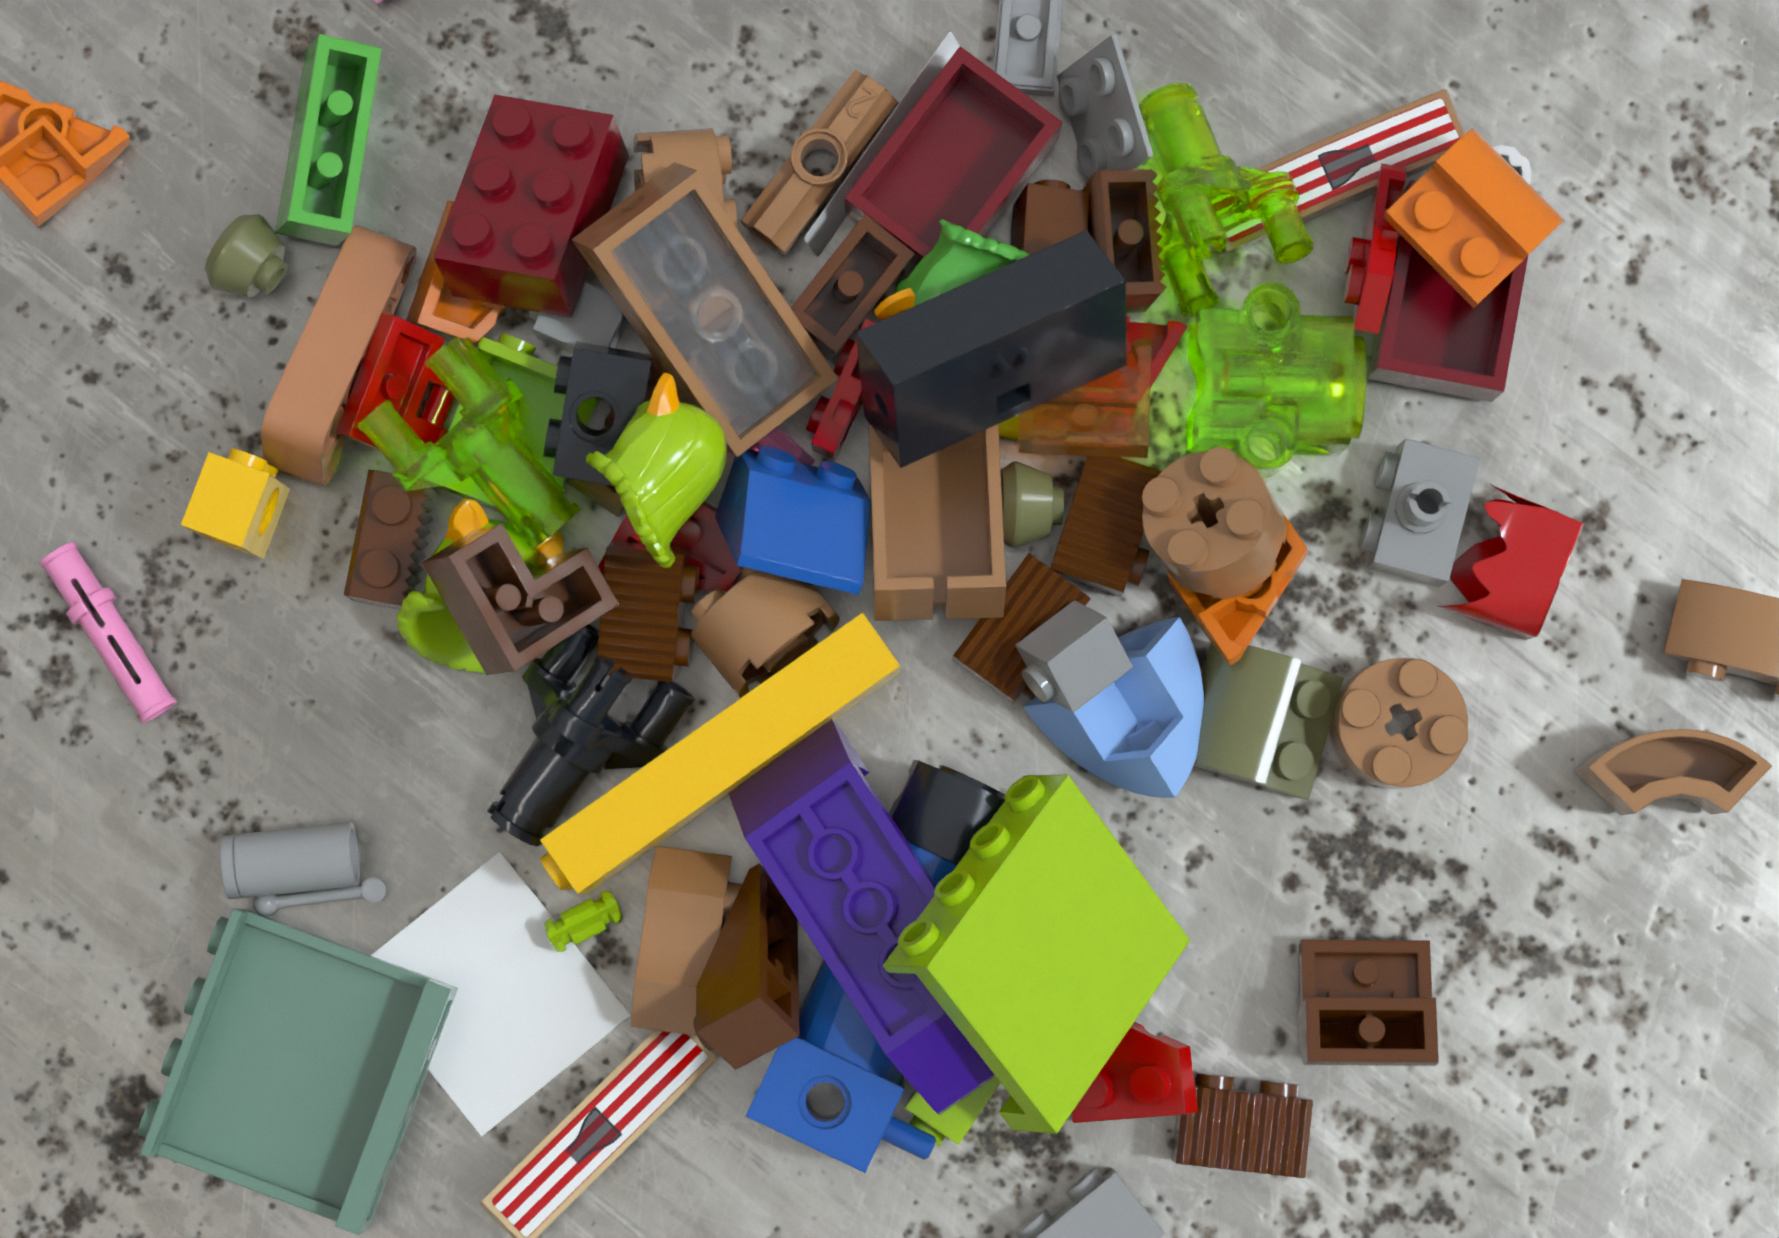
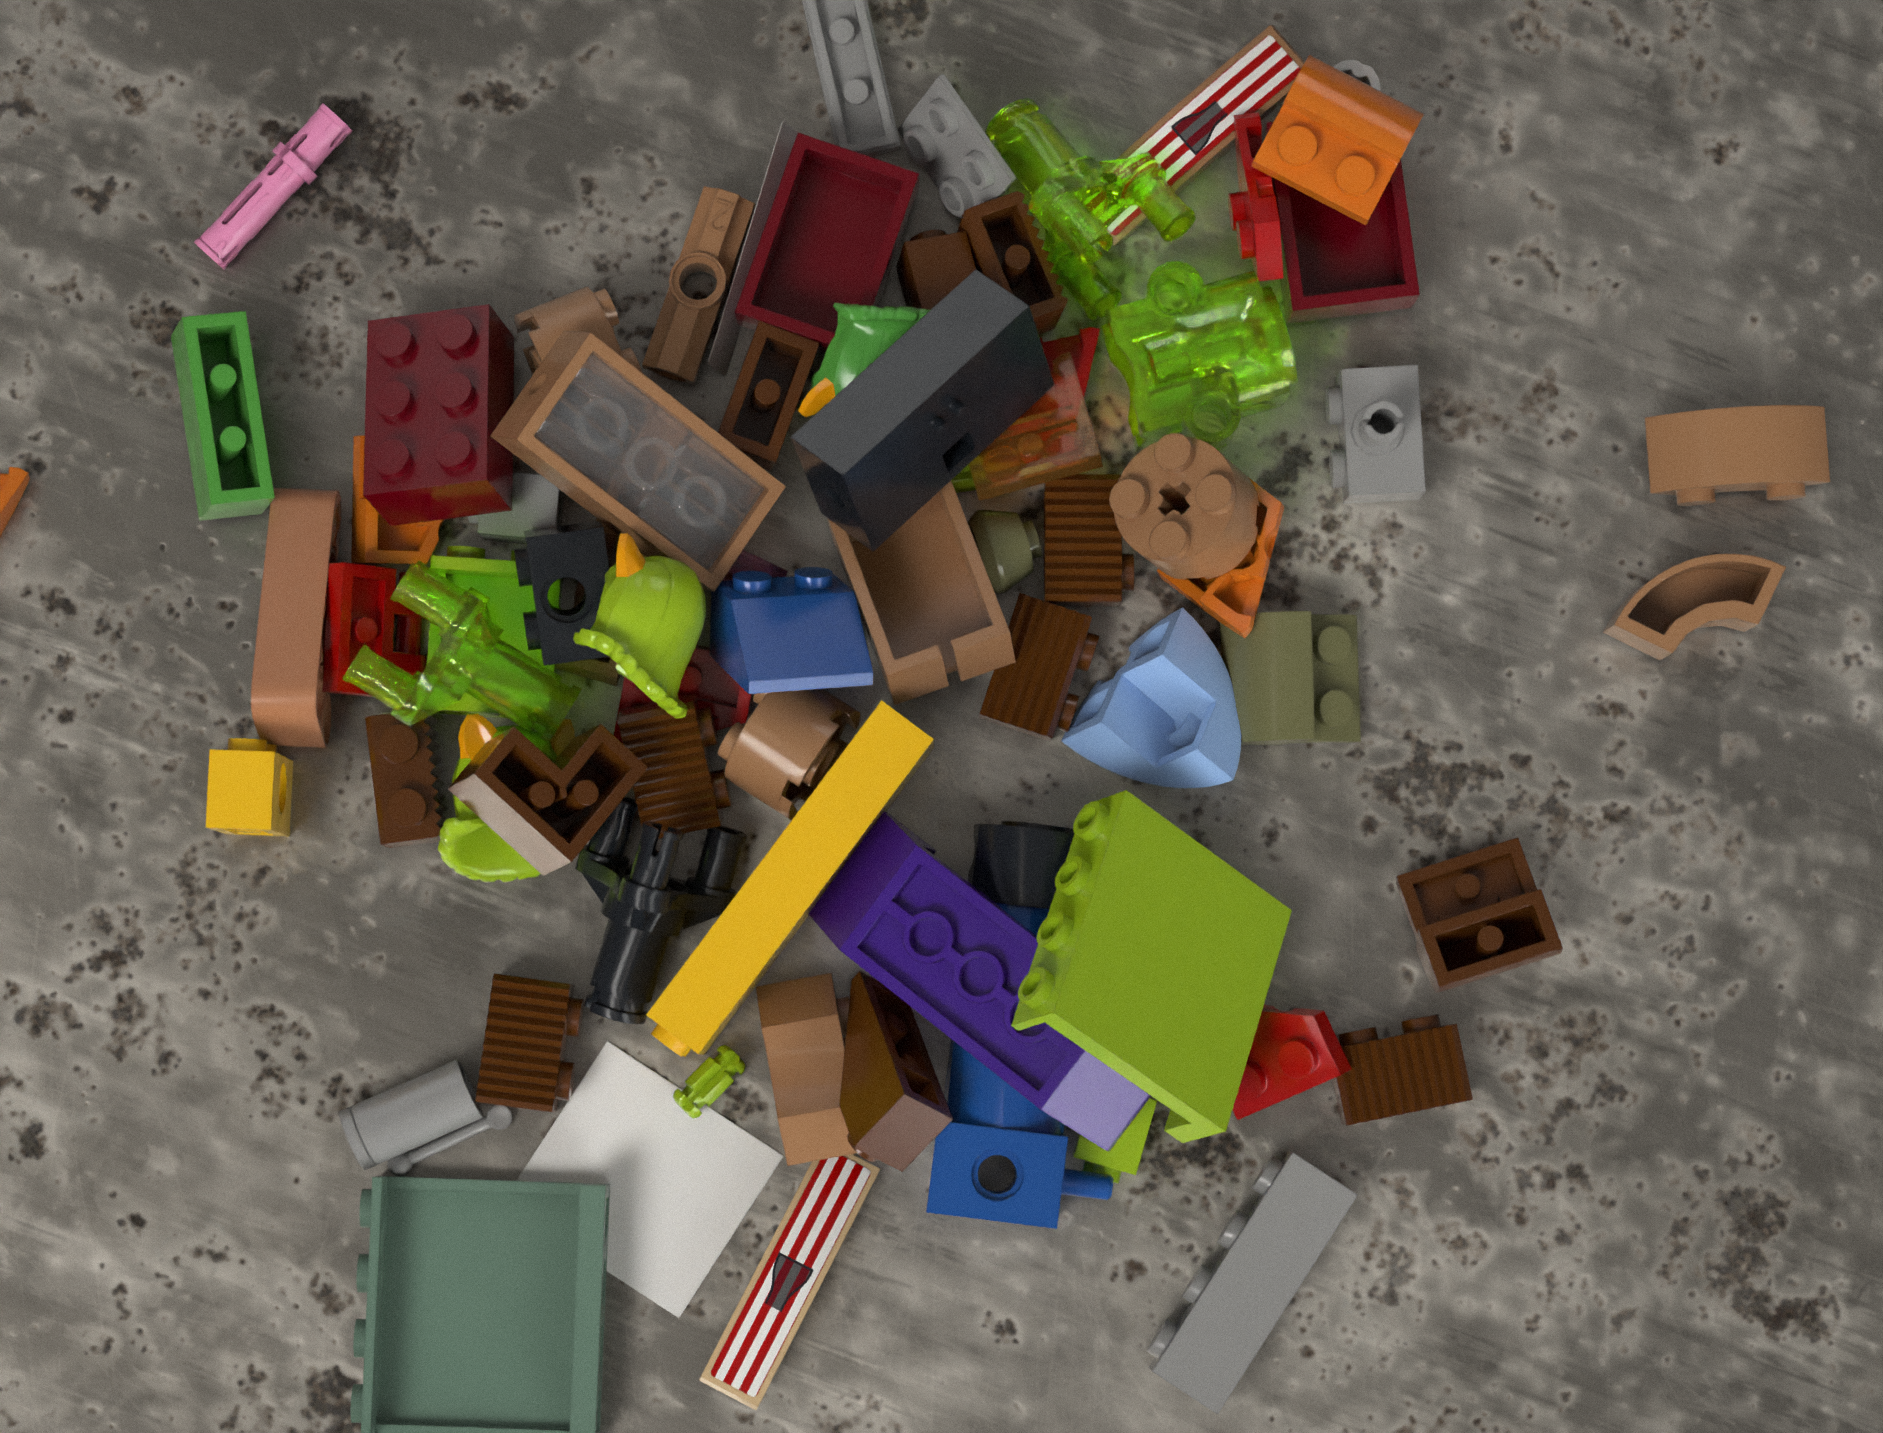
camera: 20 degrees left, 0 degrees up
(67, 569) = (104, 907): bright pink pin -> none
(247, 258) = (180, 553): olive cone -> none
(422, 828) = (528, 1043): none -> reddish brown brick
(835, 416) = (792, 524): red wing -> none
(1072, 657) = (1093, 678): light grey brick -> none
(1434, 736) = (1459, 642): medium nougat brick -> none
(1517, 573) = (1489, 462): red piece -> none

